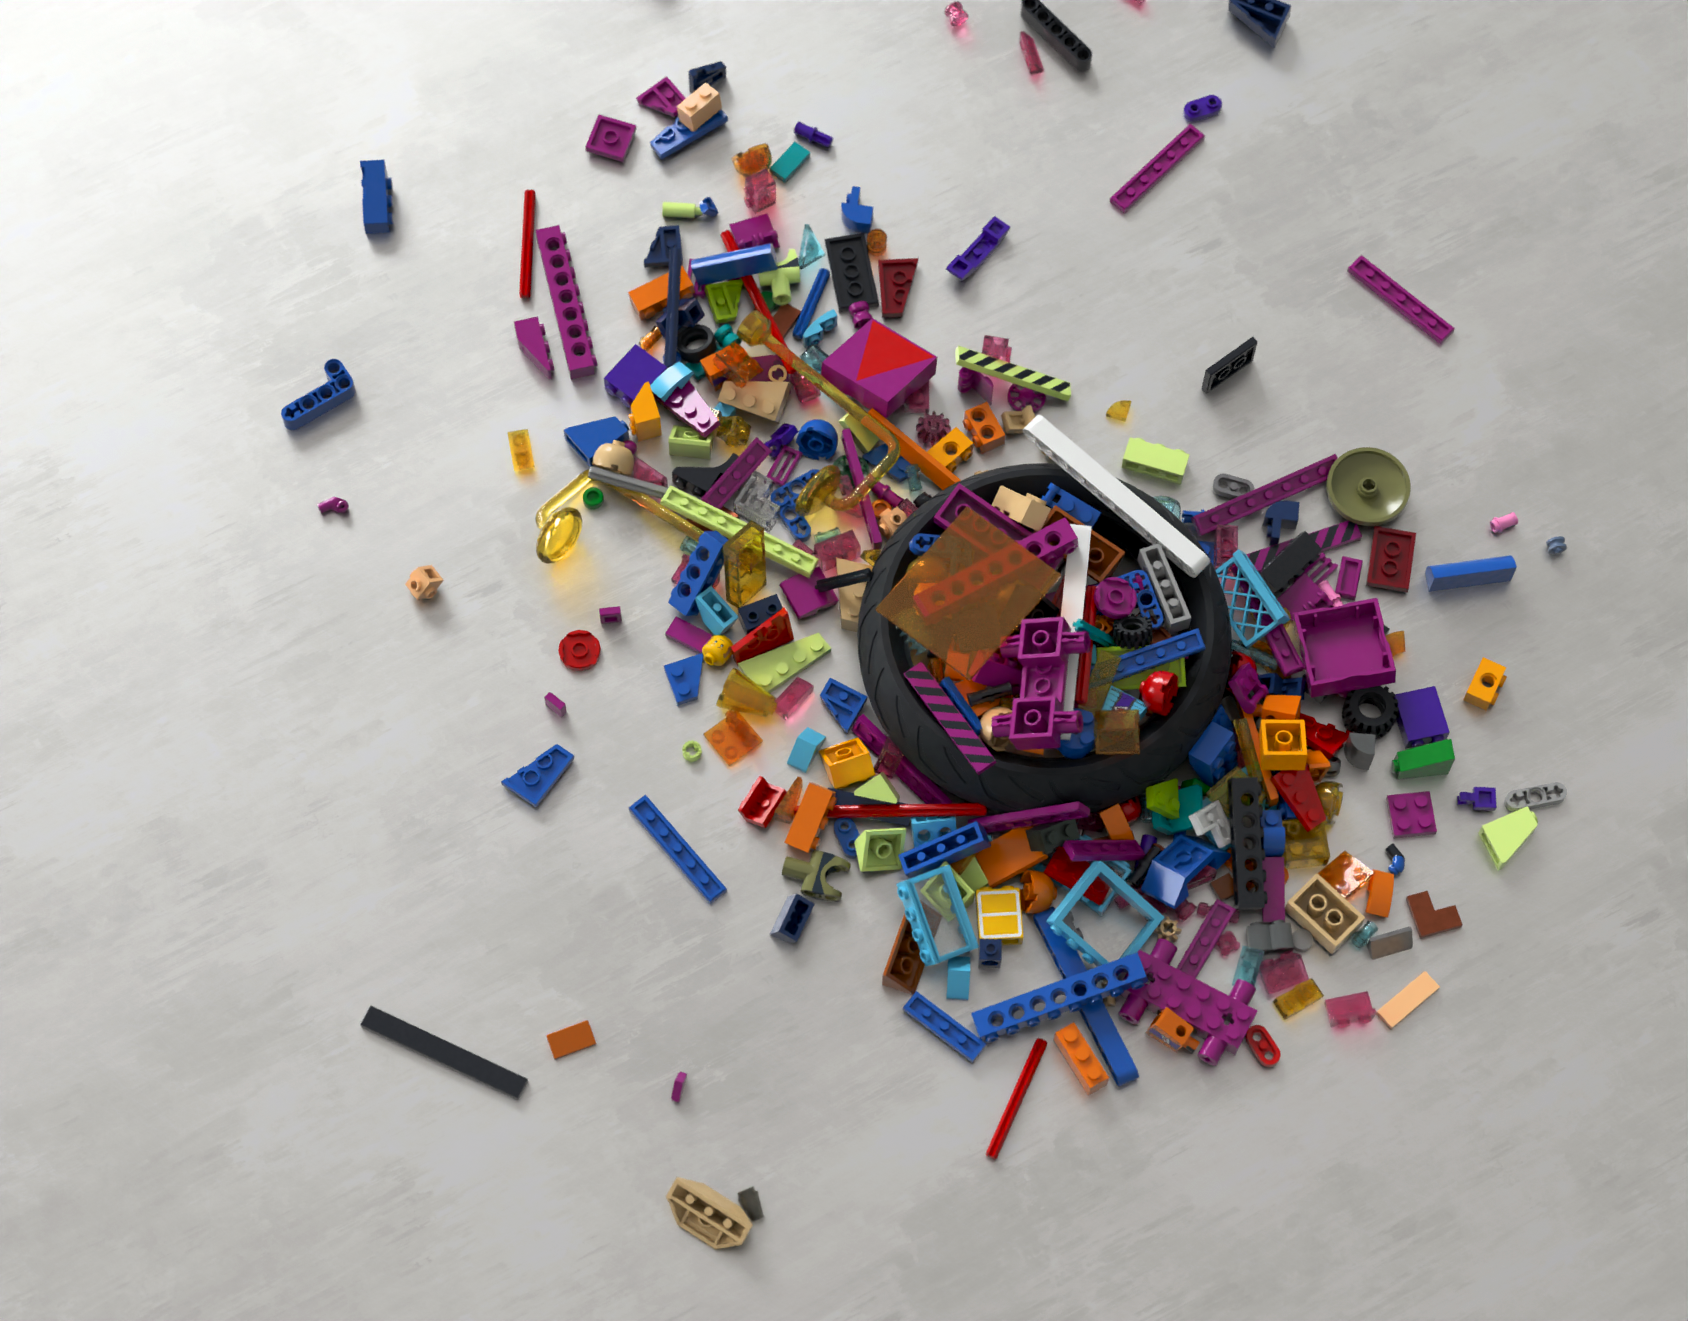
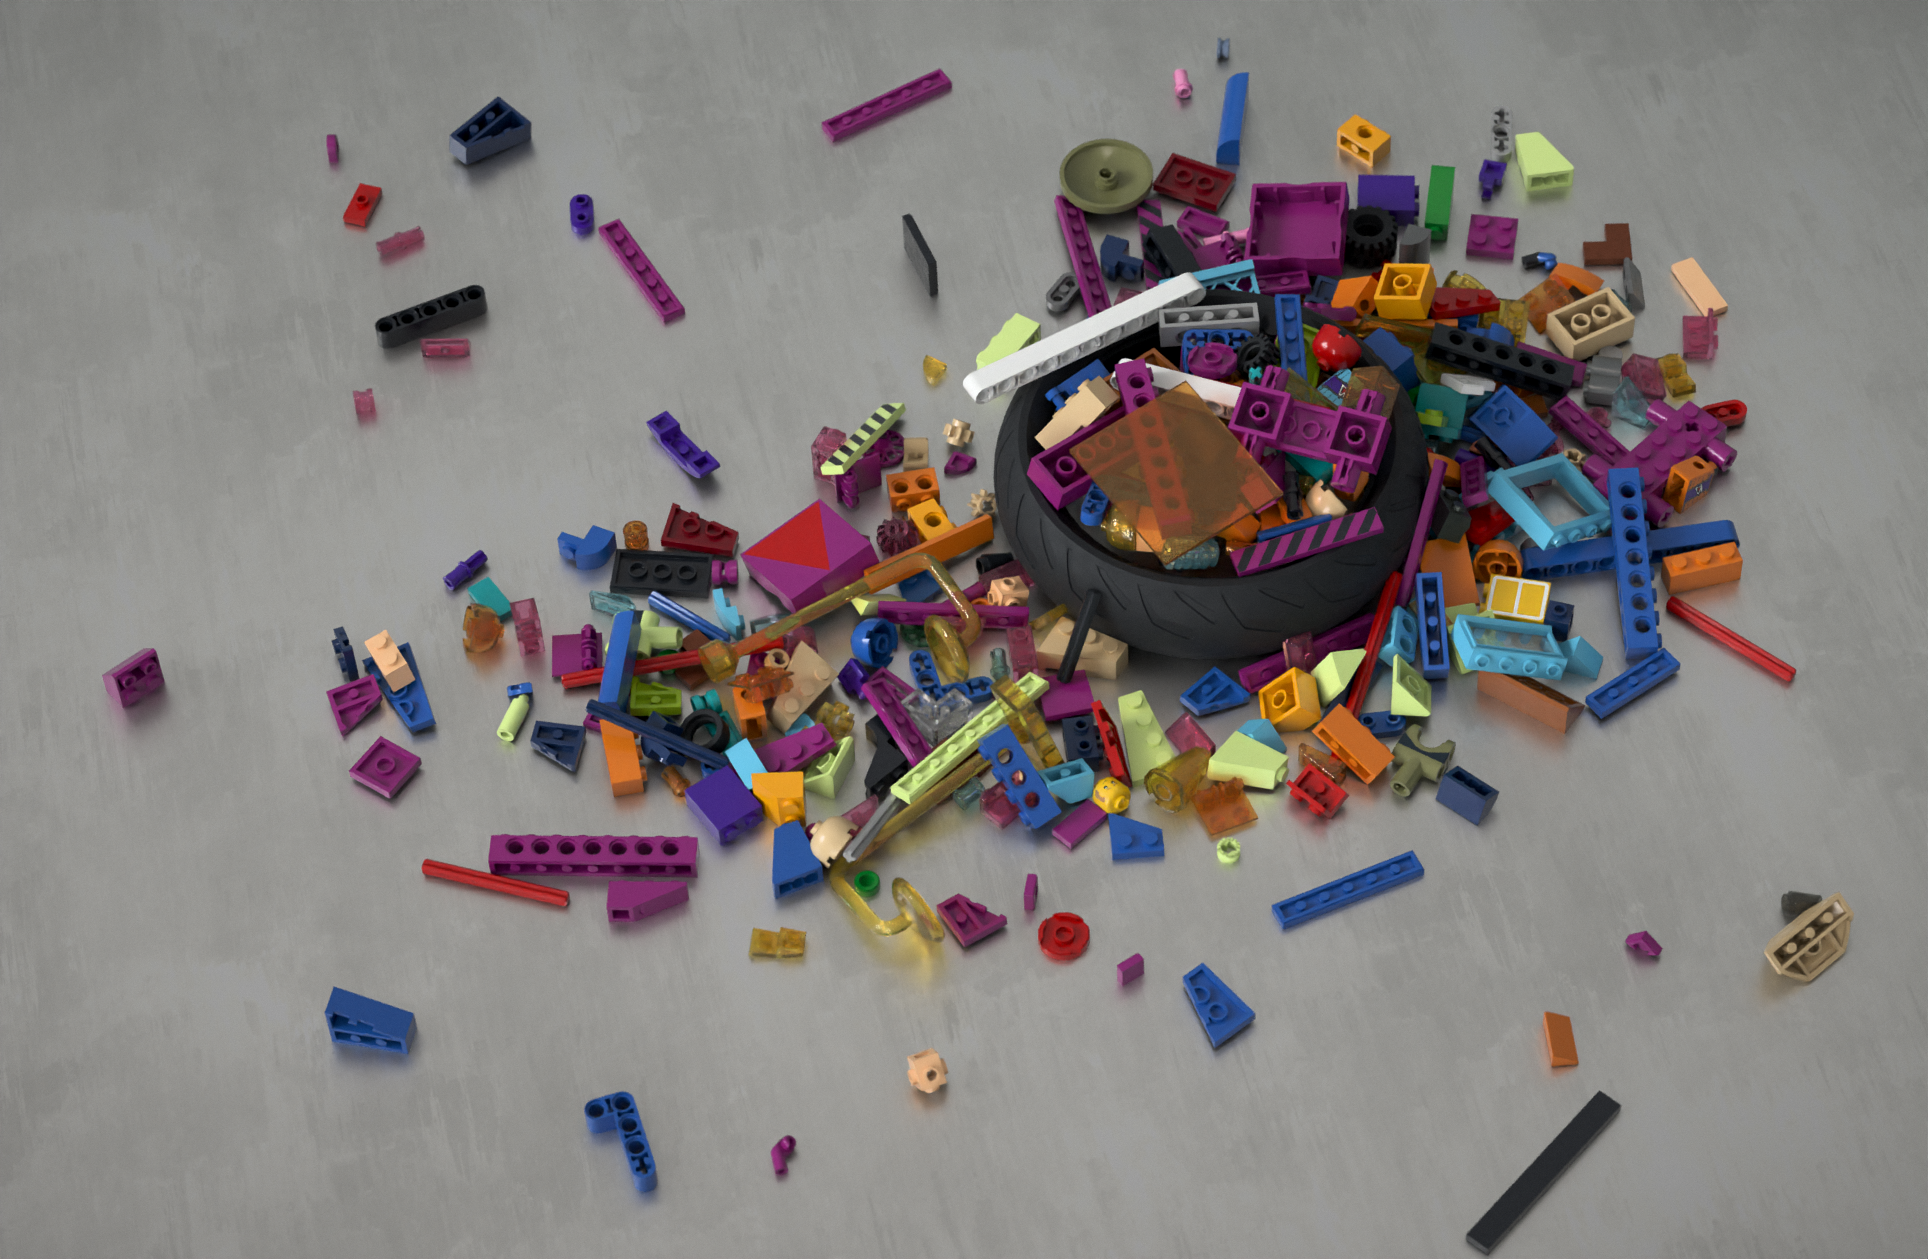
camera: 70 degrees left, 15 degrees down
(575, 577) = (969, 919): none -> magenta wing
(775, 743) = (1248, 760): none -> yellowish green slope
(913, 477) = (955, 566): clear light blue pin -> none
(1025, 454) = (959, 464): none -> magenta tile

